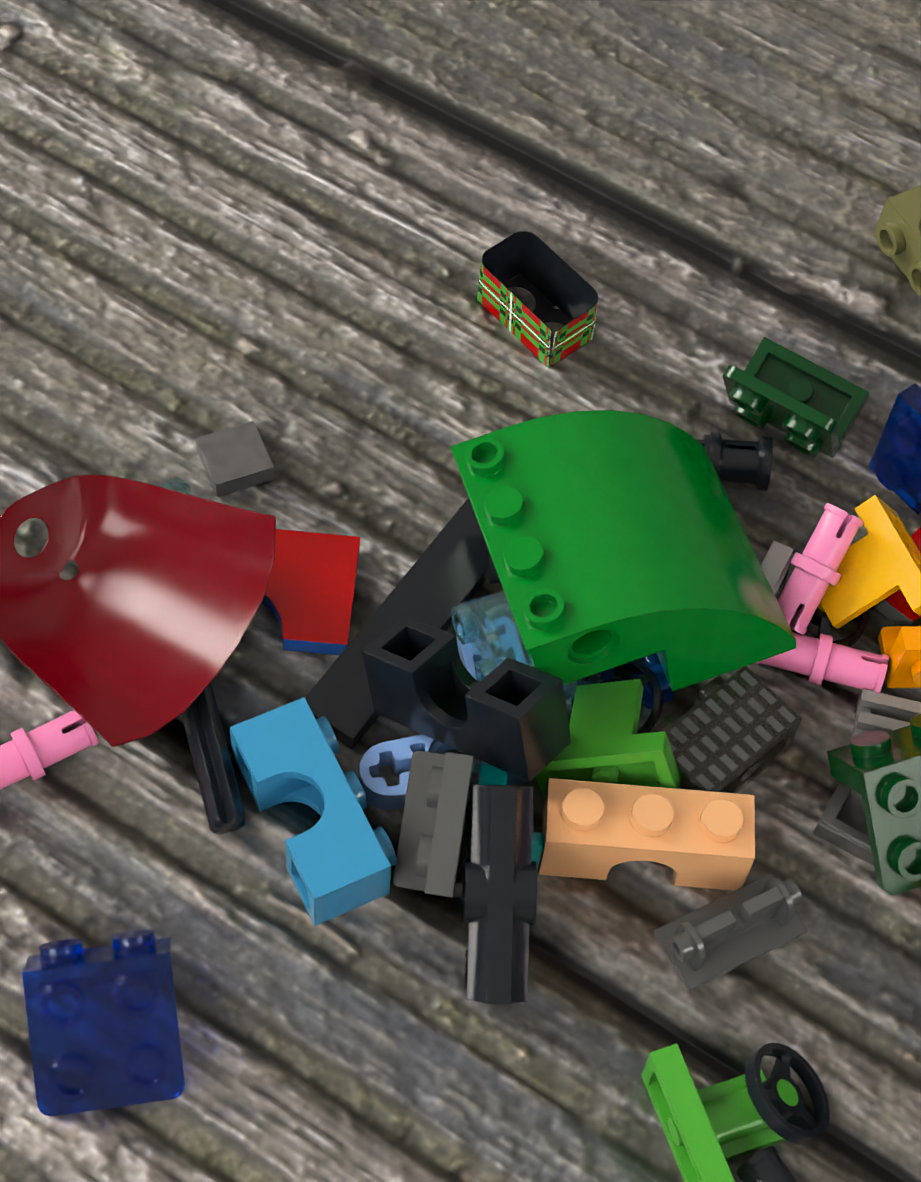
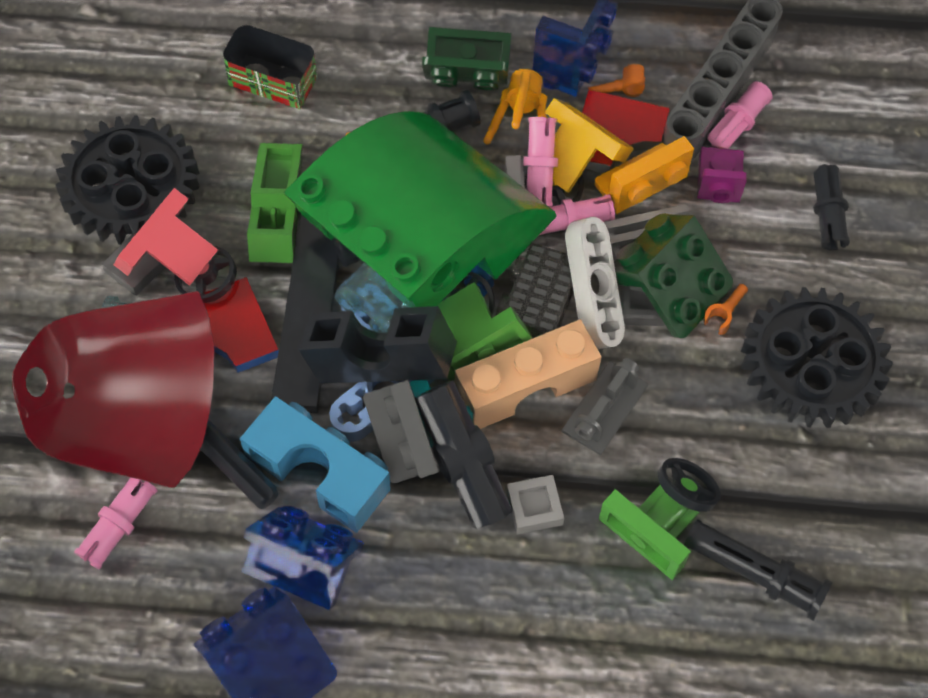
camera: 25 degrees left, 5 degrees up
(224, 913) = (300, 554): none -> clear blue bracket
(290, 462) = (178, 250): none -> coral piece
(326, 334) = (149, 152): none -> black gear
(428, 485) = (273, 215): none -> bright green slope
(562, 1009) = (535, 504): none -> light grey plate
(825, 745) = (600, 250): none -> white beam
(841, 480) = (522, 96): none -> light orange plant

